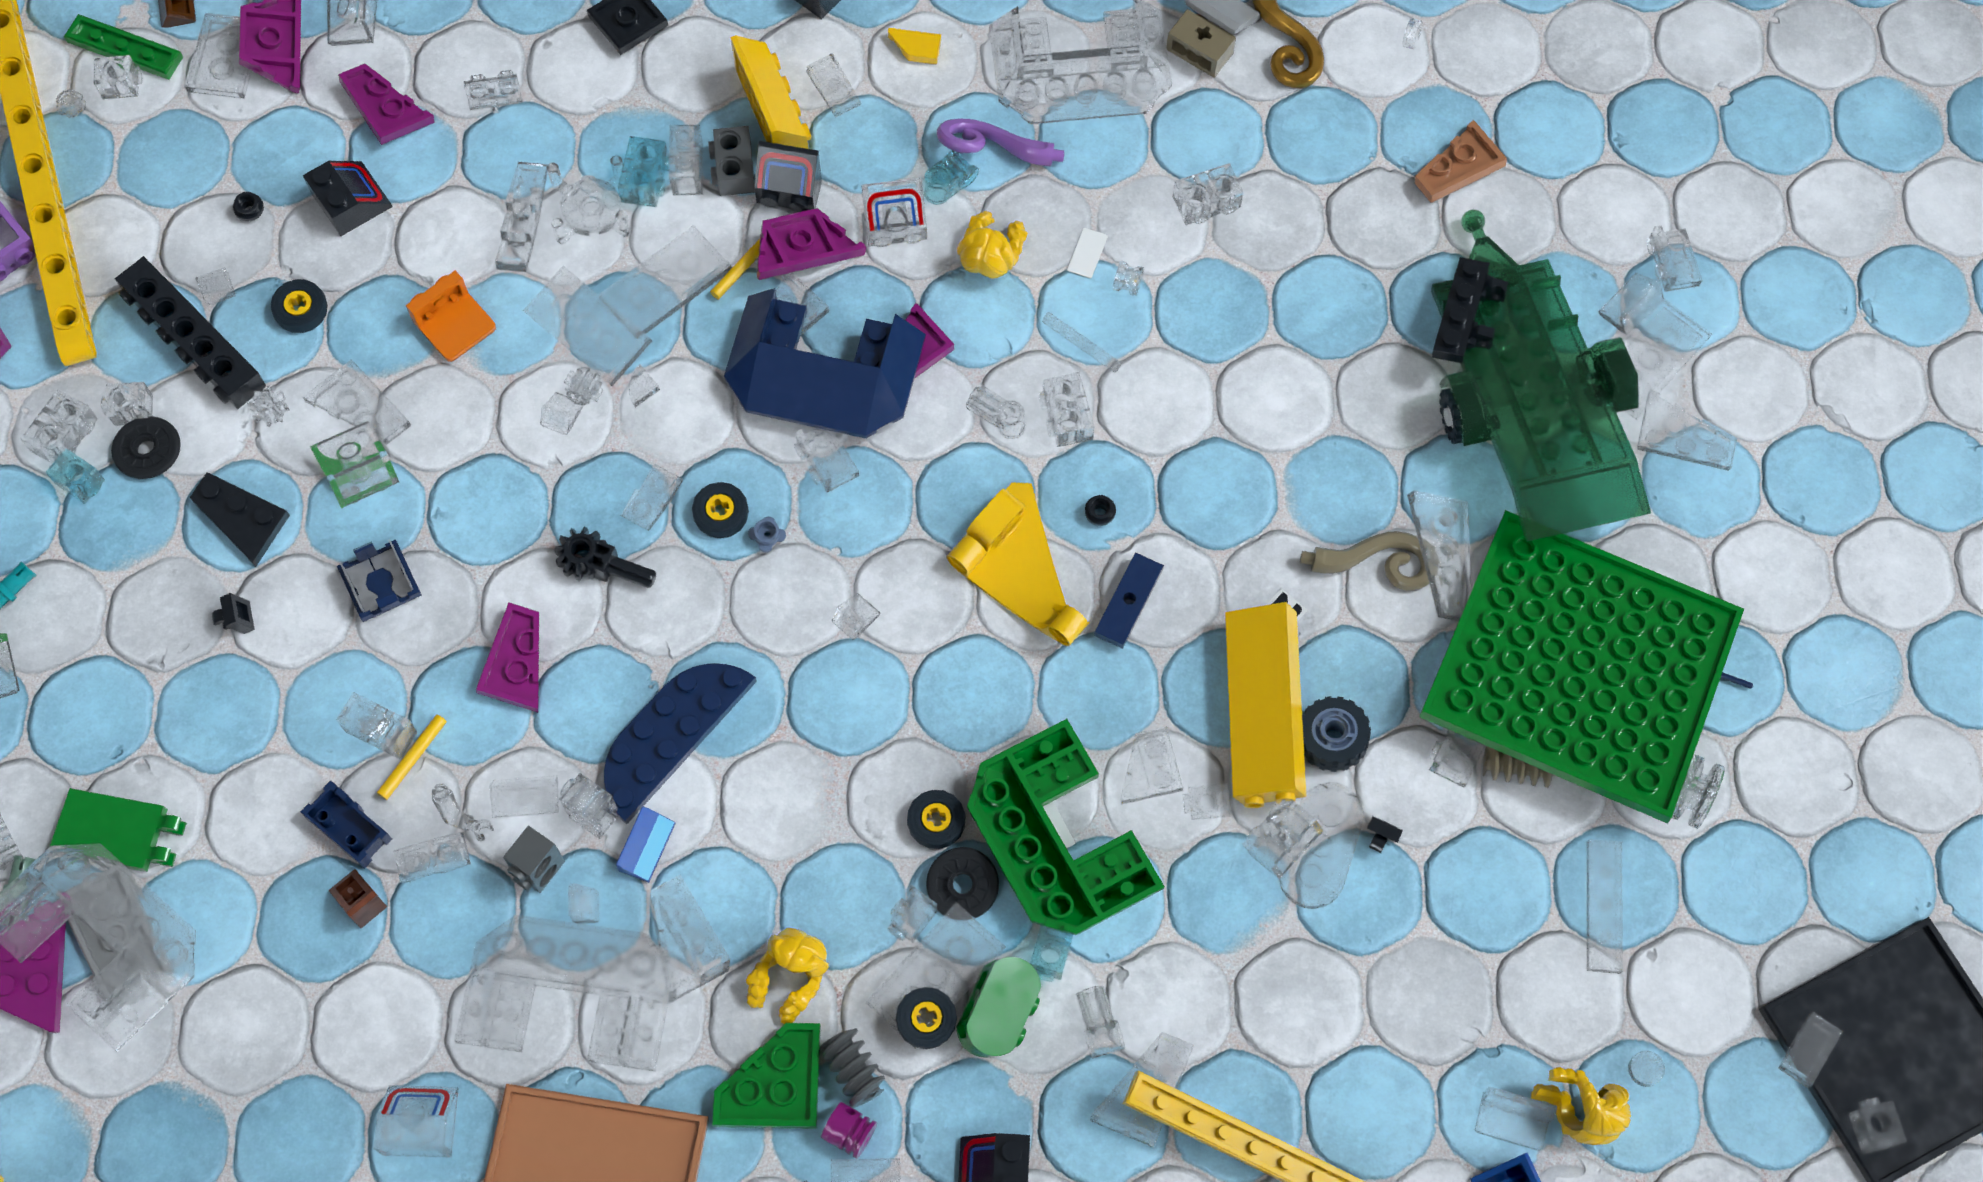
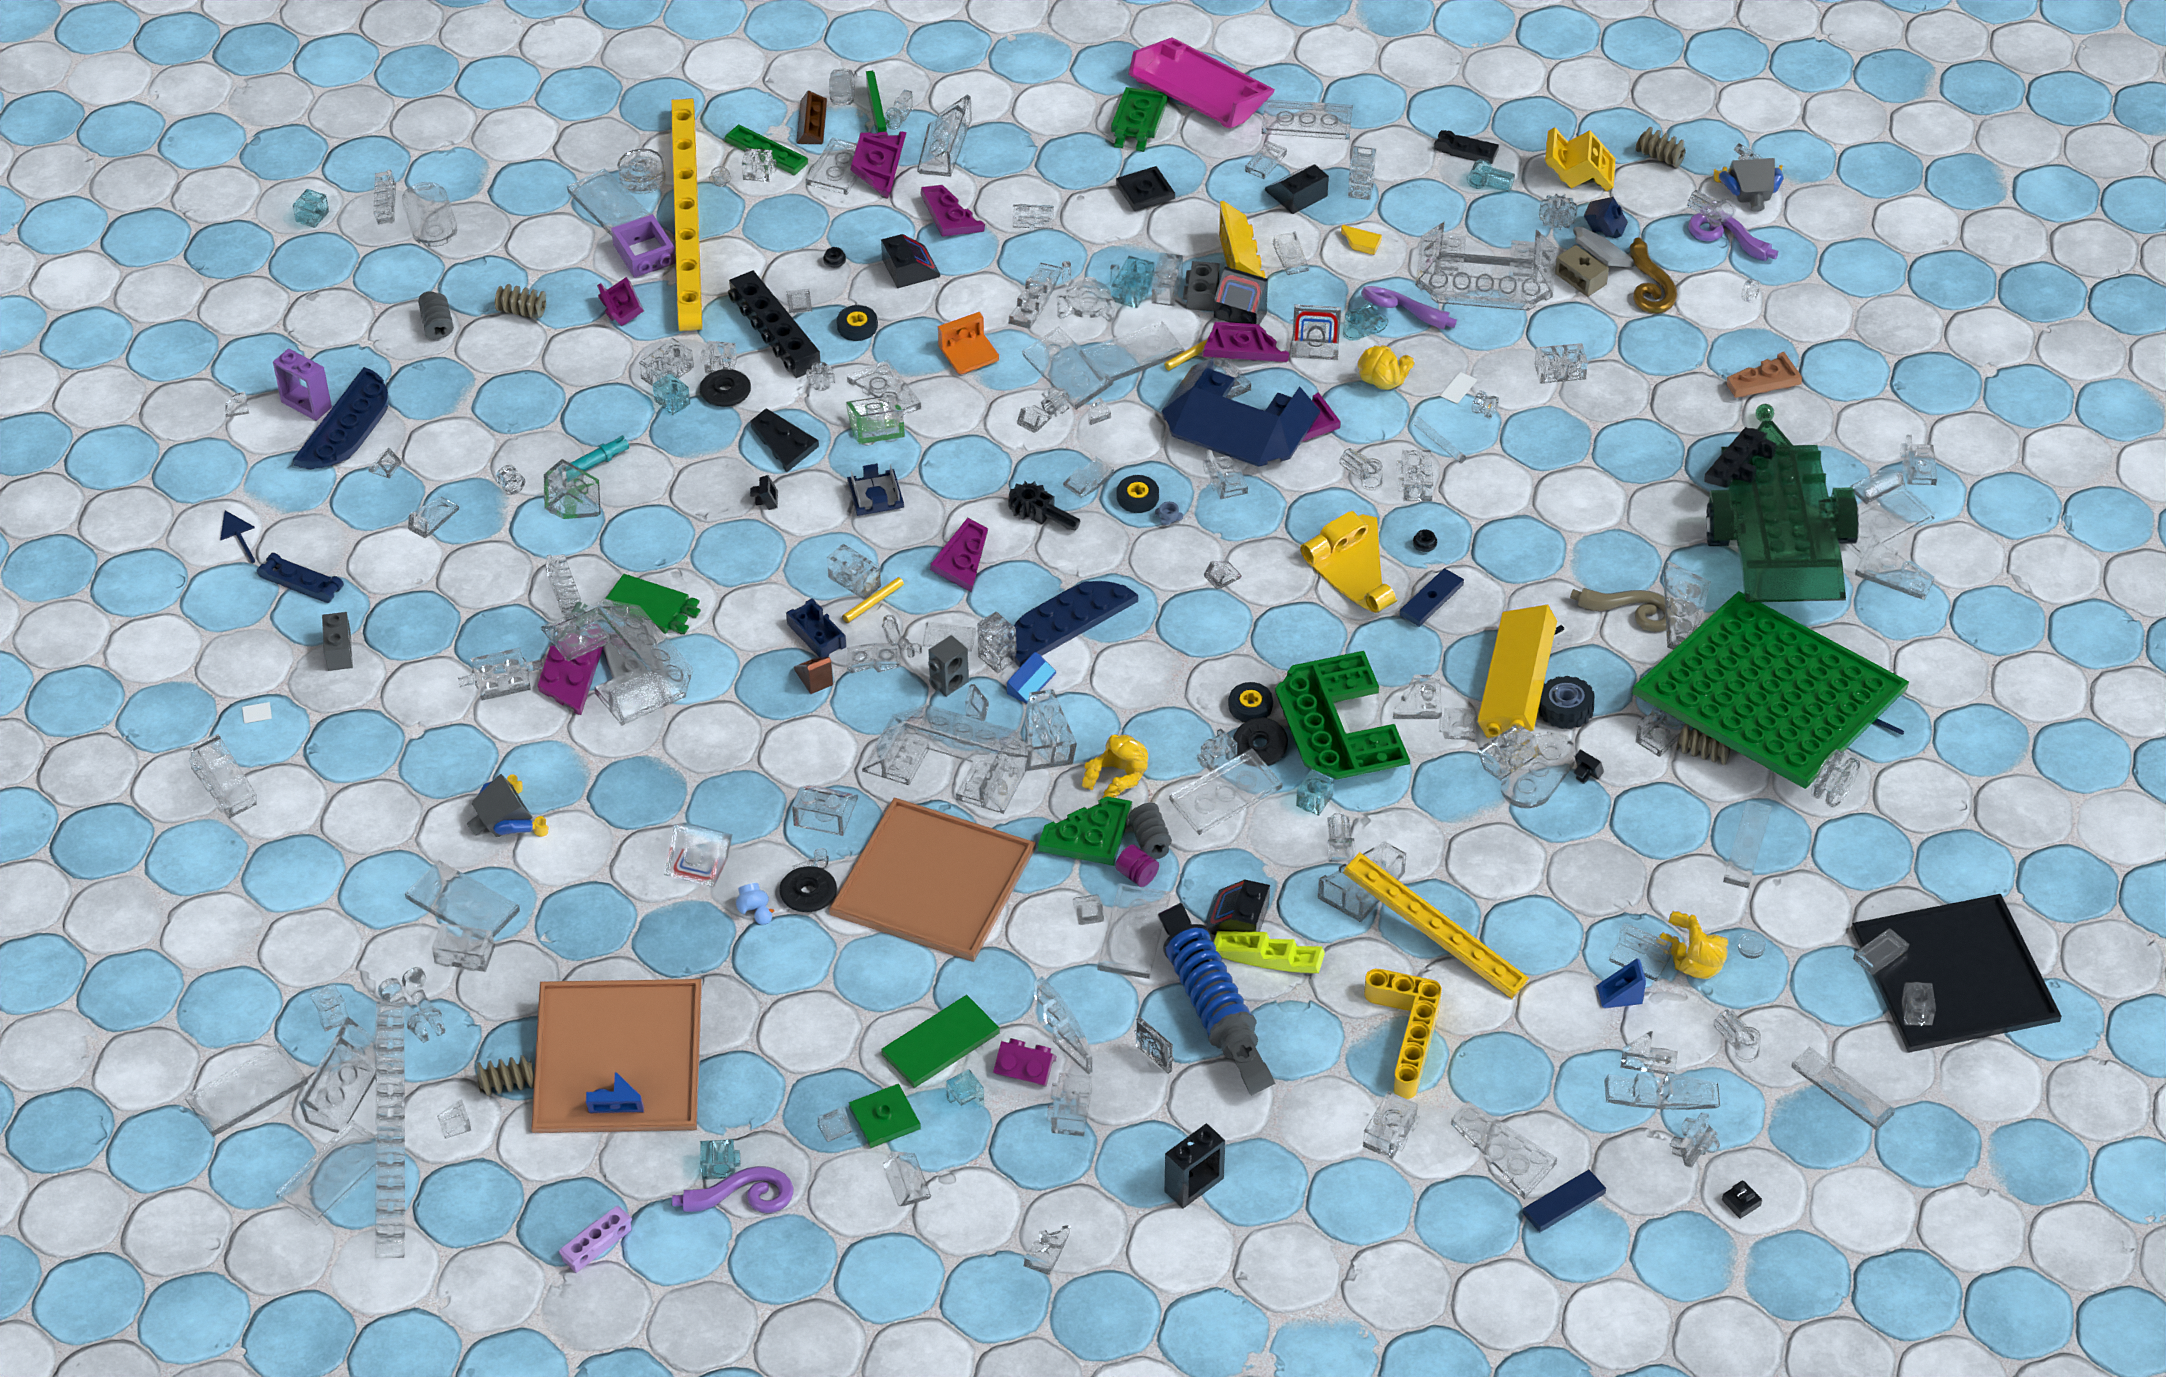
camera: 15 degrees right, 20 degrees down
(919, 1034) = (1203, 818): black bush -> none
(999, 1007) = (1267, 814): brick -> none

